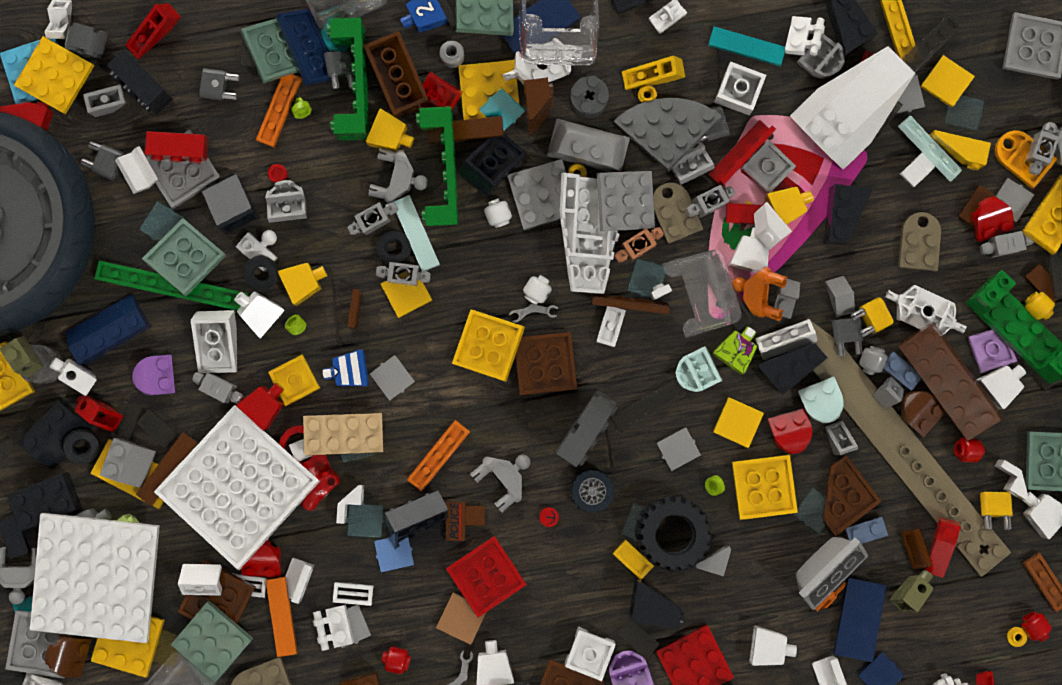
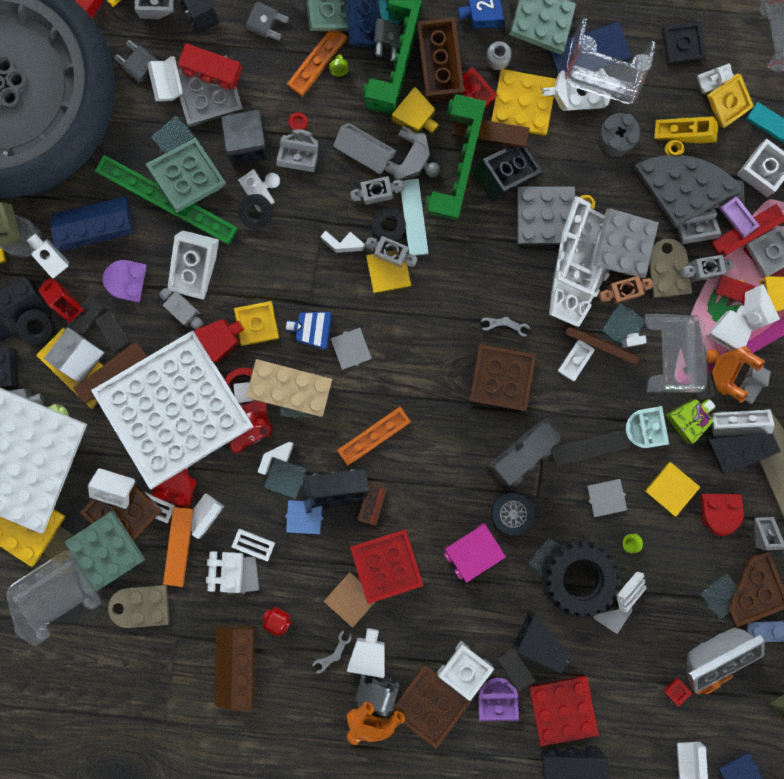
camera: 15 degrees right, 0 degrees up
(258, 311) = (241, 247): white torso -> none
(295, 325) = (273, 271): lime tile -> none
(301, 281) = (291, 231): yellow torso -> none
(348, 180) = (363, 147): none -> light grey panel
(354, 309) = (334, 272): reddish brown tile -> none
(360, 278) = (348, 244): none -> white slope
(475, 515) = (392, 504): reddish brown tile -> none
(488, 345) = (453, 344): yellow plate -> none
(498, 213) = (498, 220): white head -> none
(502, 105) = (533, 118): teal piece -> none
(507, 474) = (435, 473): light grey connector -> none
(537, 289) = (515, 304): white head -> none
(538, 101) = (569, 122): reddish brown slope -> none
(549, 517) = (463, 526): red tile -> none
(566, 539) = (474, 553): none -> dark pink panel
(588, 146) = (603, 181): light grey windscreen -> none
(633, 559) = (532, 591): yellow tile -> none
(687, 33) = (730, 100): none -> yellow tile
(725, 532) = (631, 592): none -> white tile
(727, 143) = (739, 217): none -> lavender tile
(764, 487) = (680, 559): yellow plate -> none
(769, 647) = (641, 716): white torso -> none
(797, 614) = (677, 691): none -> red plate
(823, 400) = (761, 492): light aqua slope -> none
(859, 619) = (736, 715): dark blue tile -> none

